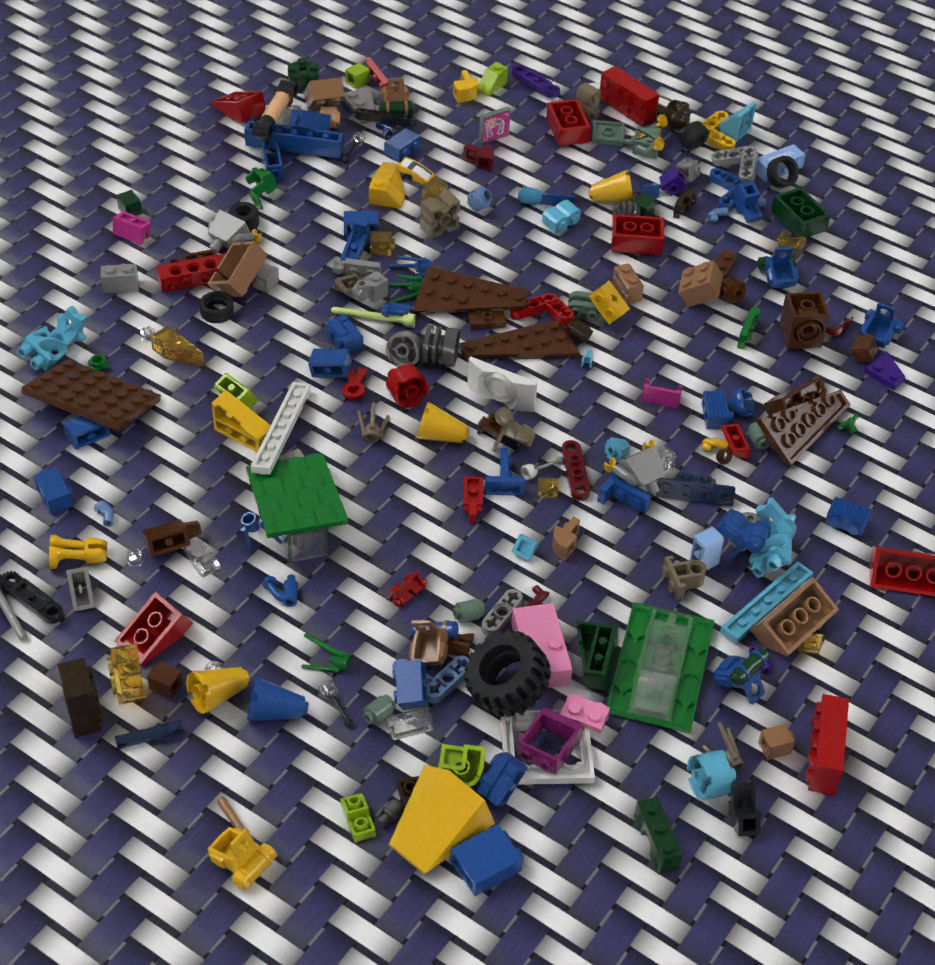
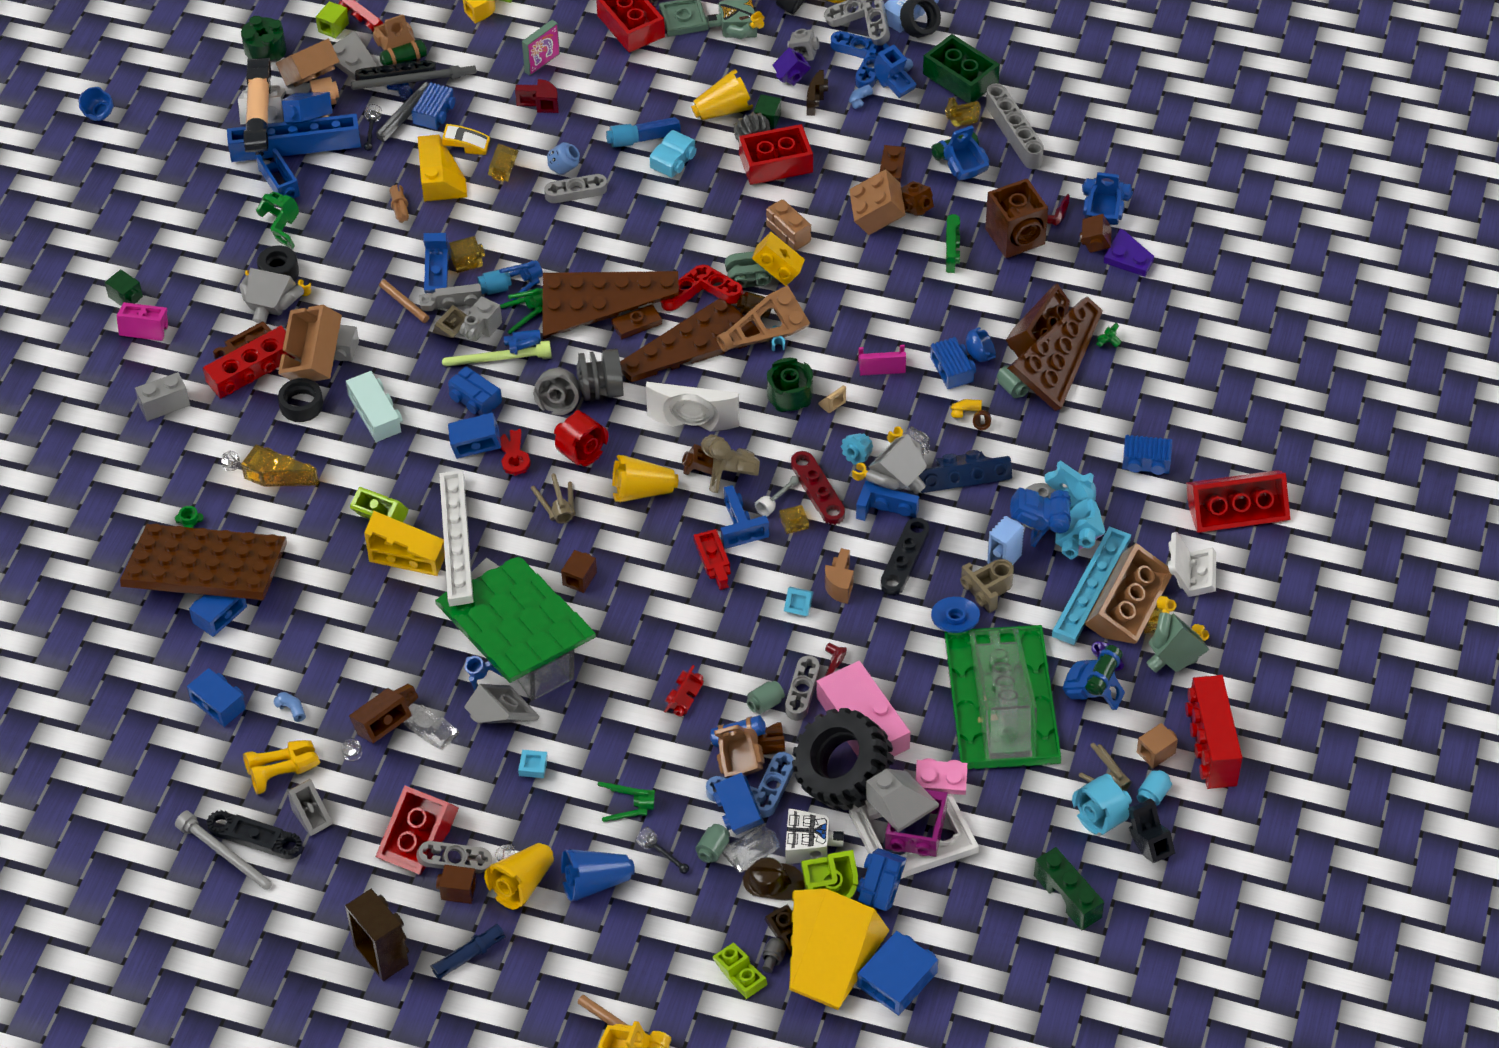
camera: 15 degrees left, 5 degrees up
(40, 347) = (126, 504): medium azure hips -> none
(126, 674) = (416, 885): clear yellow arch -> none
(168, 649) = (461, 849): none -> light grey beam
(169, 86) = (95, 103): none -> blue hair
(241, 105) = (200, 104): red slope -> none
(259, 556) = (498, 705): none -> light grey slope
(266, 607) = (533, 764): none -> medium azure plate
(267, 324) = (374, 406): none -> light aqua brick
(290, 590) = (552, 737): blue plant -> none
(323, 263) = (404, 301): none -> medium nougat bar
(349, 199) = (399, 203): none -> medium nougat axle
(365, 478) = (579, 571): none -> reddish brown brick
(370, 216) = (415, 231): blue brick -> none
(373, 147) = (400, 115): none -> dark grey axle
(392, 266) = (494, 282): none -> dark azure brick
(415, 752) = (772, 879): none -> dark brown piece
(427, 127) = (453, 72): none -> dark grey bar
(439, 214) = (524, 195): dark tan brick -> none
(458, 727) = (809, 836): none -> white torso
(492, 222) = (569, 195): none -> light grey beam
(540, 716) = (899, 798): none -> light grey slope
(582, 391) = (789, 385): none -> dark green brick
(598, 651) = (927, 703): dark green wedge -> none
(601, 336) = (787, 310): none -> medium nougat plate
(613, 411) = (834, 400): none -> tan slope
(623, 538) = (904, 556): none -> black plate
(646, 592) = (955, 614): none -> blue dish
(650, 189) = (765, 84): blue slope -> none
(736, 440) = (989, 396): red slope -> none
(762, 775) = (1154, 787): none -> medium azure brick
(819, 662) = (1174, 640): none -> sand green torso
(827, 261) = (1014, 126): none -> light grey beam
(855, 614) = (1193, 570): none -> white bracket

